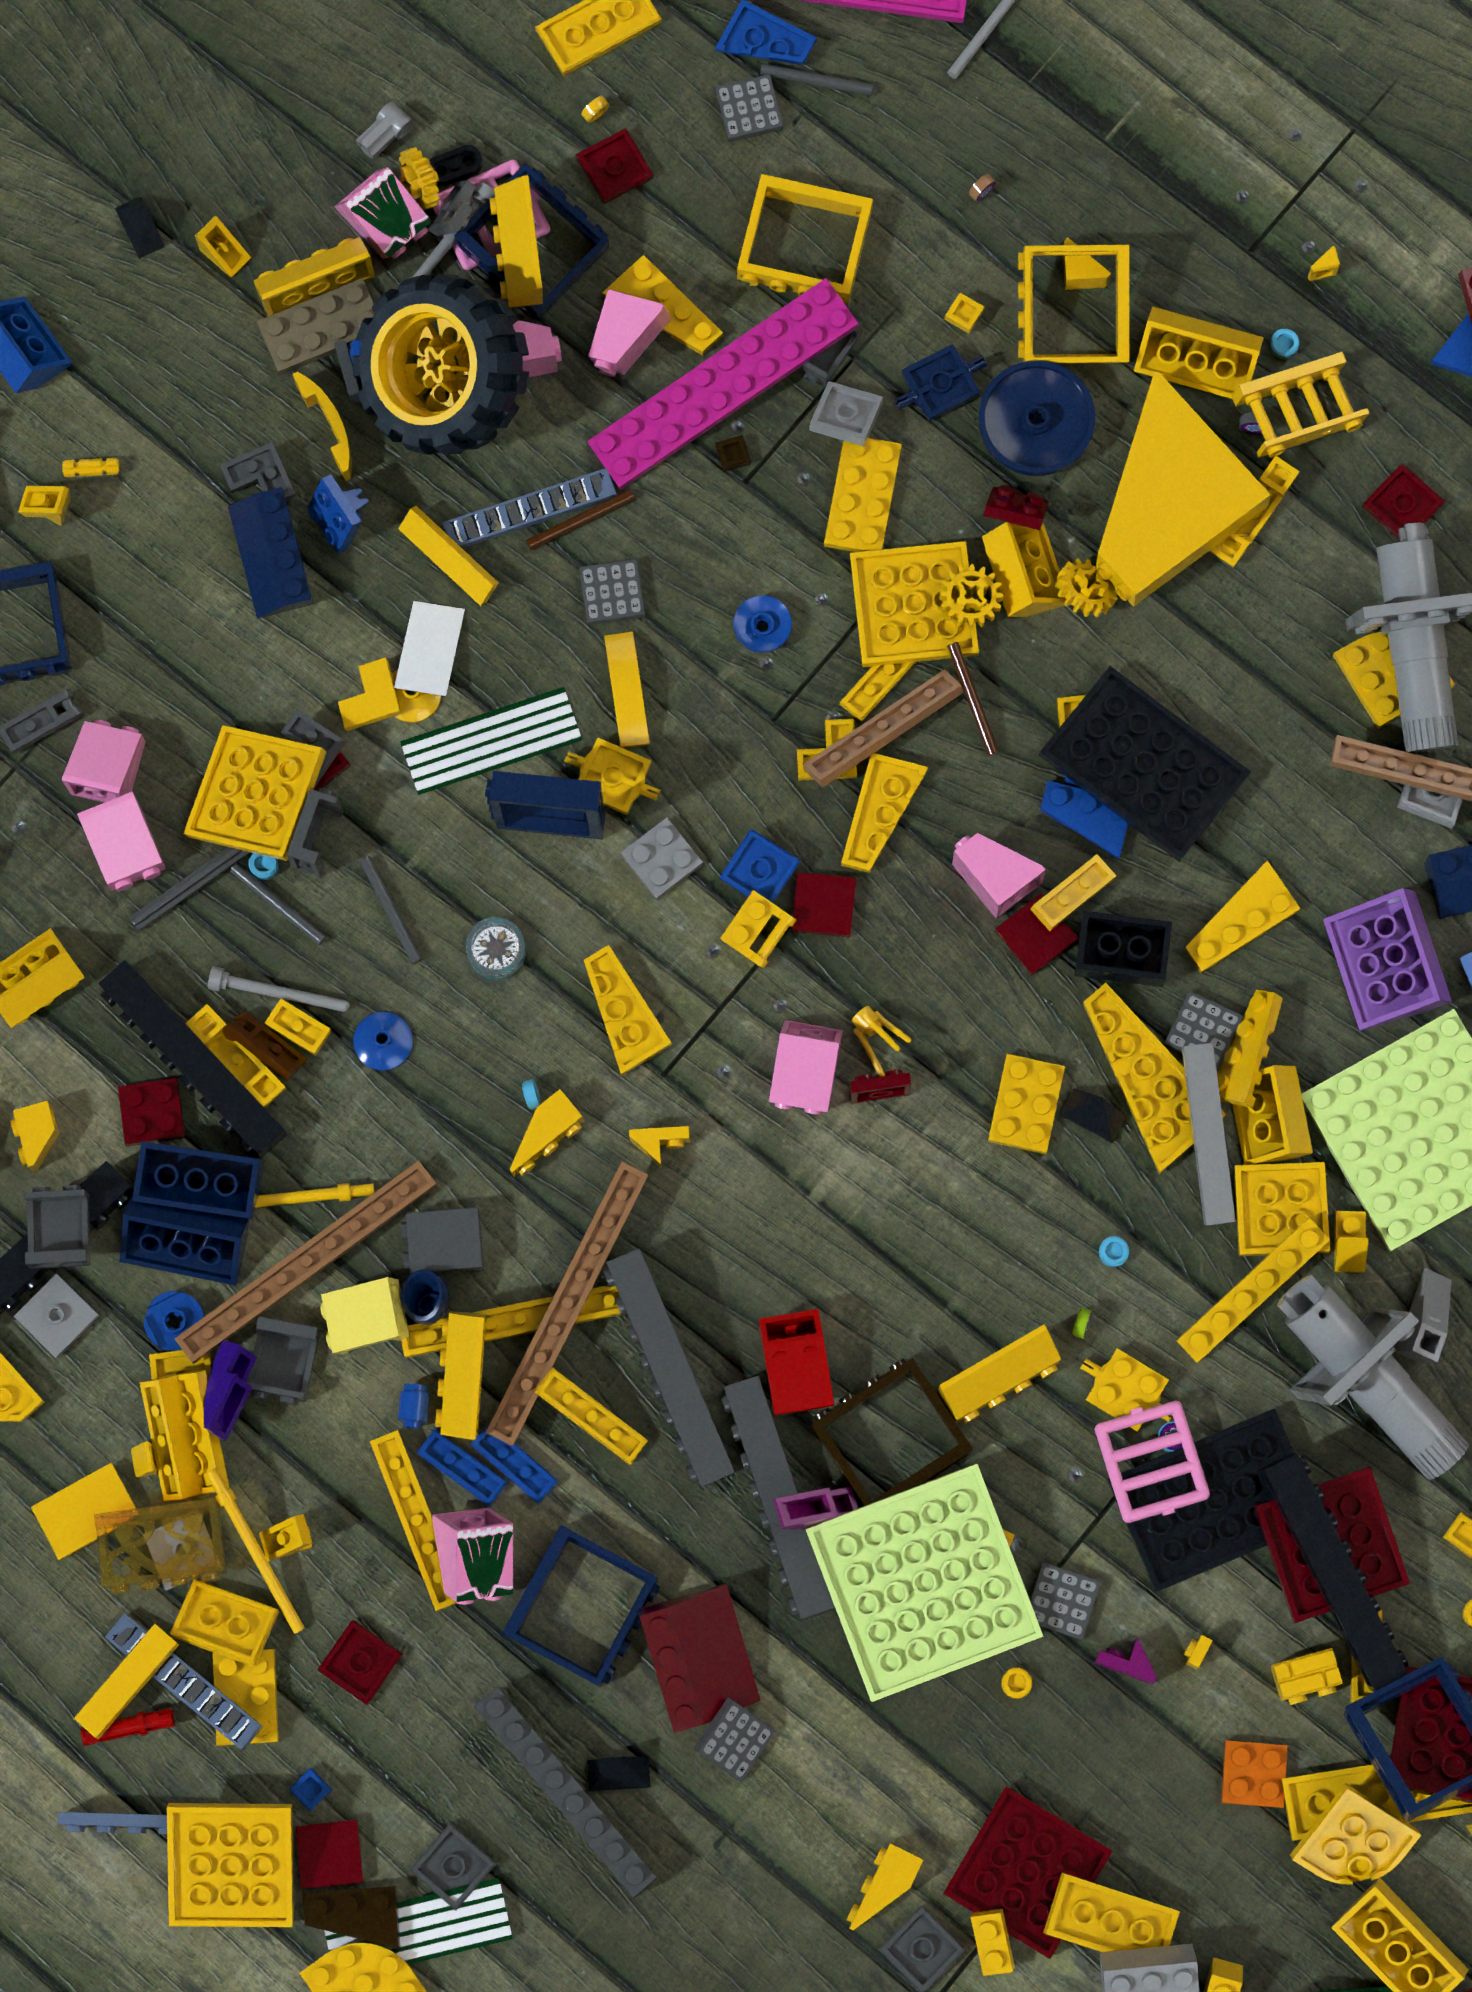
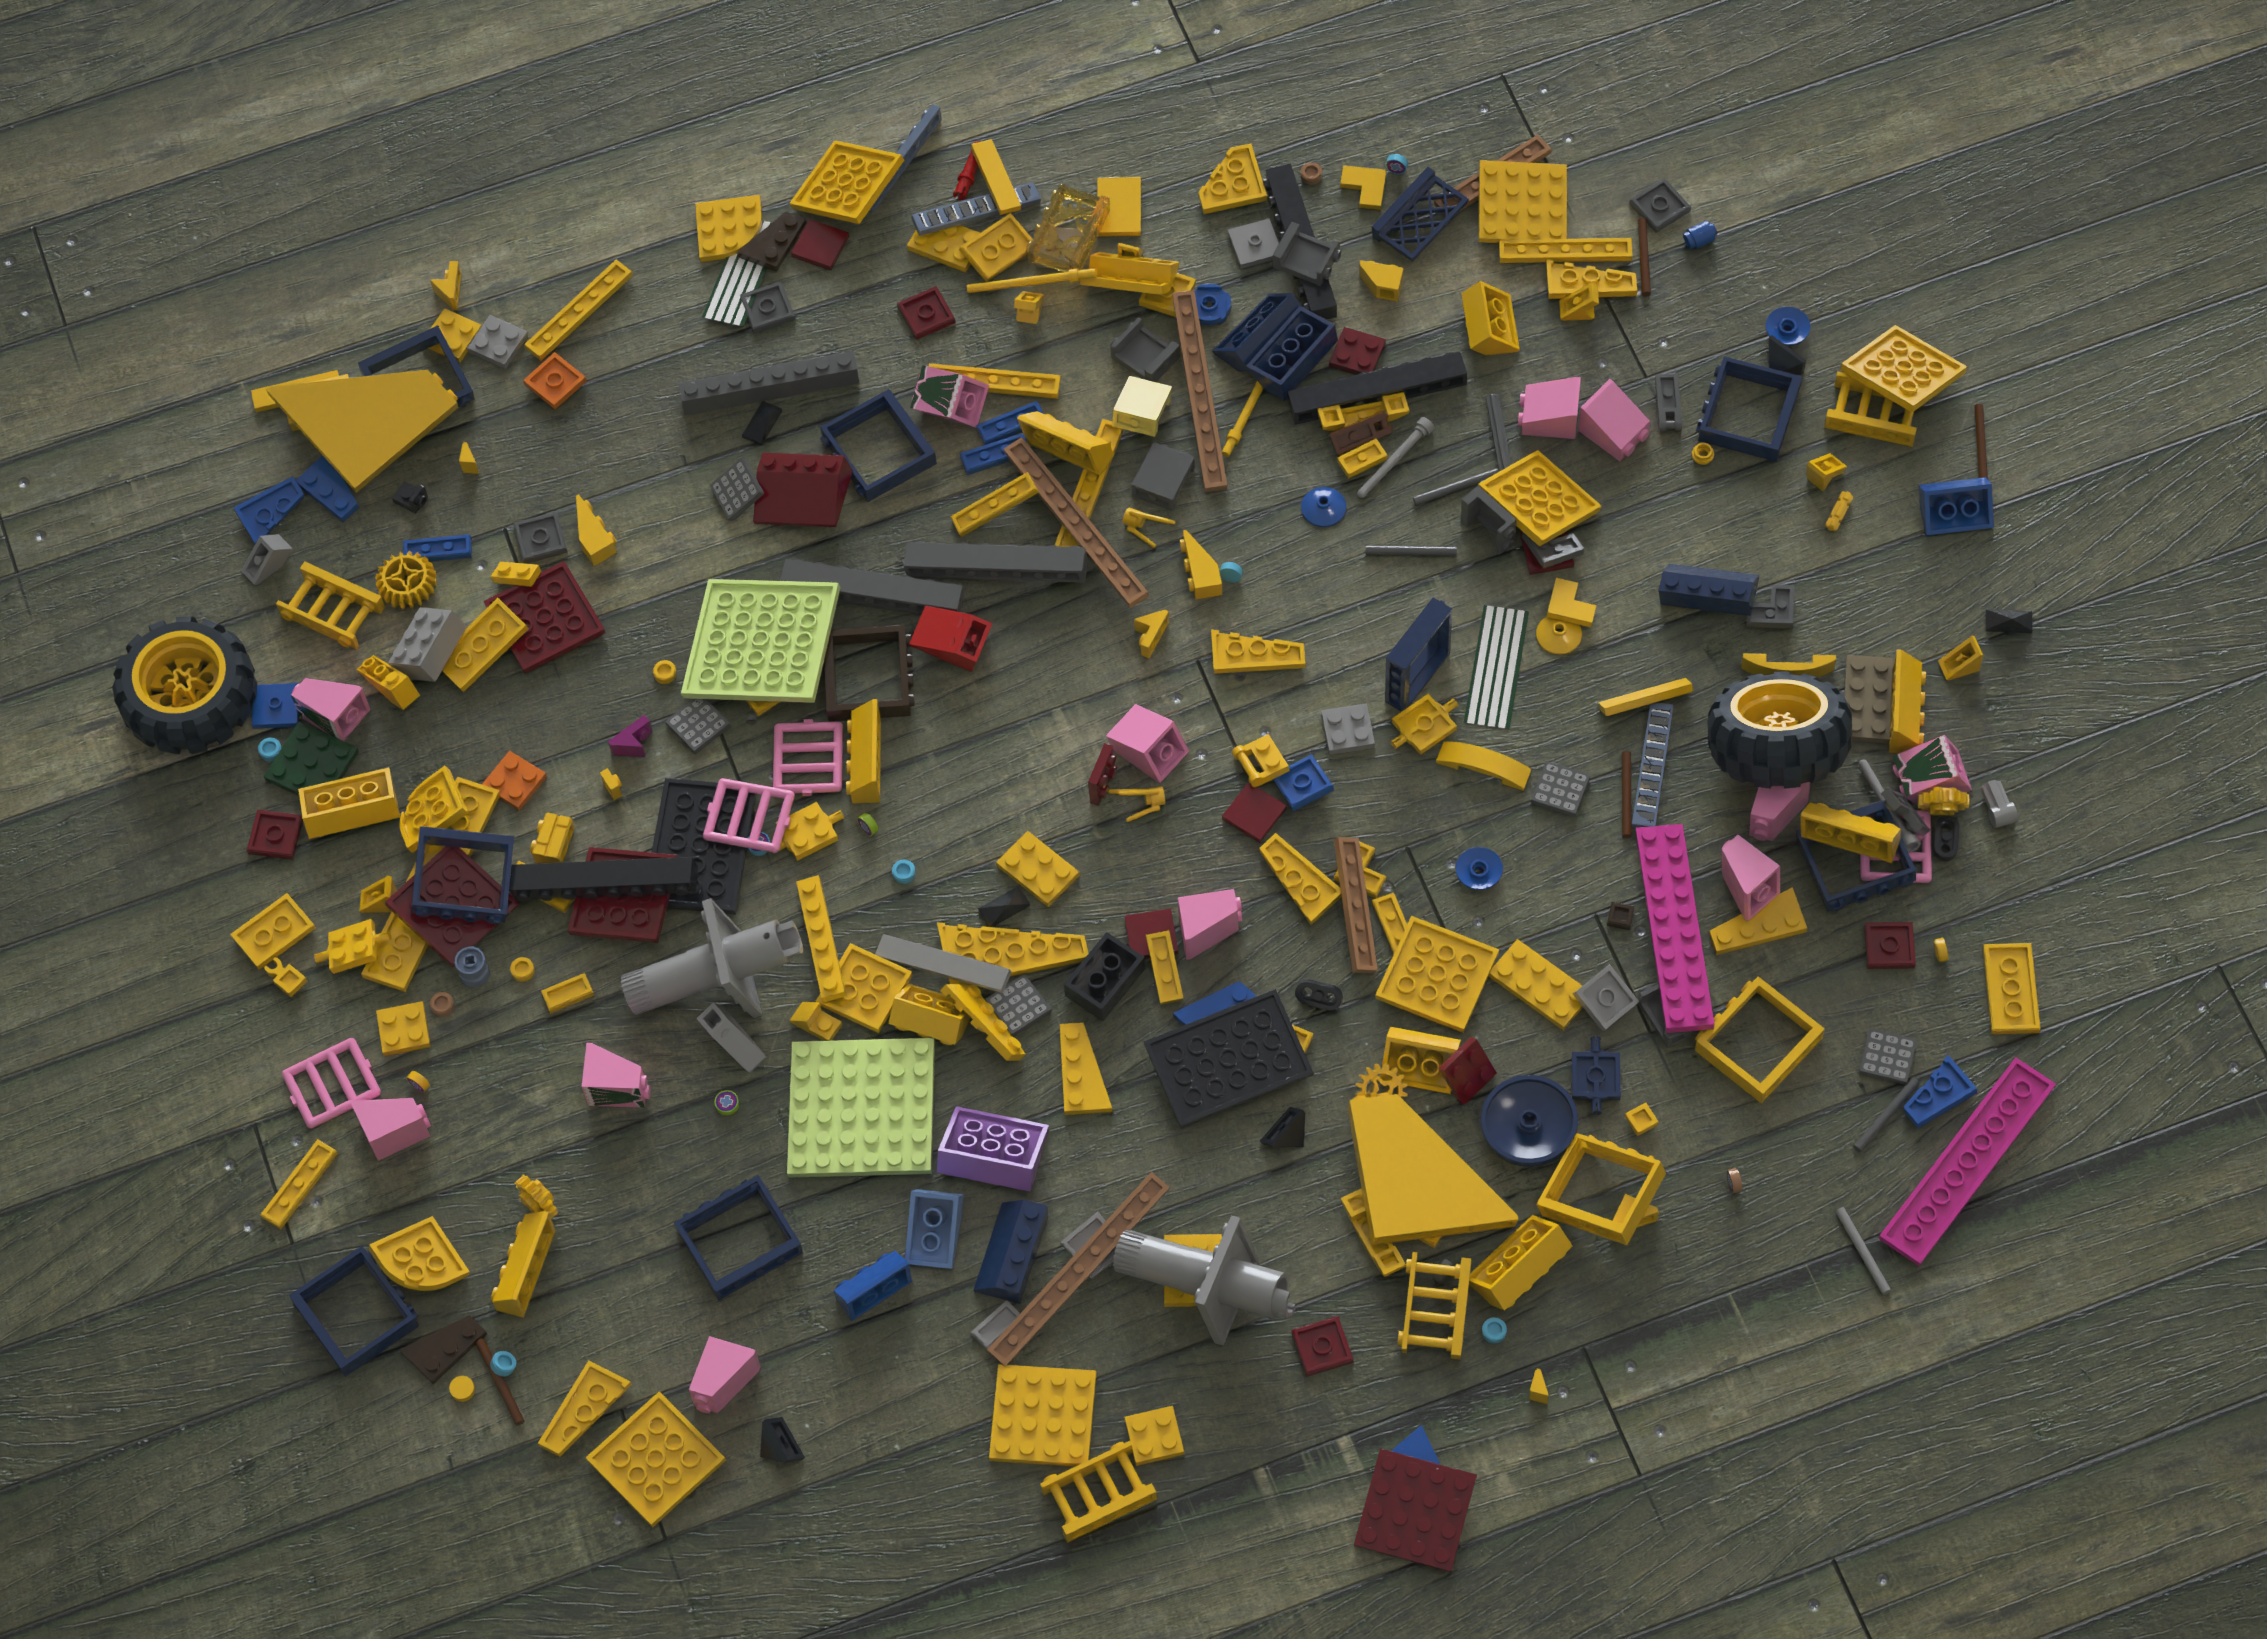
camera: 120 degrees right, 15 degrees down
(84, 645) = (1703, 448): none -> yellow plate
(227, 1388) = (1142, 303): dark purple slope -> none
(310, 1789) = (866, 252): blue tile -> none
(336, 512) = (1714, 638): blue plate -> none
(414, 1405) = (1067, 411): blue brick -> none
(425, 1297) = (1131, 444): dark blue hat -> none
(429, 648) = (1584, 655): white sticker -> none
(495, 948) = (1344, 595): clear piece -> none
(519, 1244) = (1136, 519): none -> yellow plant
(813, 1507) = (848, 594): magenta slope -> none
(972, 698) = (1344, 975): reddish brown bar -> none
(979, 587) = (1408, 1009): yellow gear -> none
(1010, 713) = (1319, 995): none -> black plate
(1028, 1407) = (835, 746): none -> bright pink bar
(1186, 666) = (1287, 1130): none -> black slope

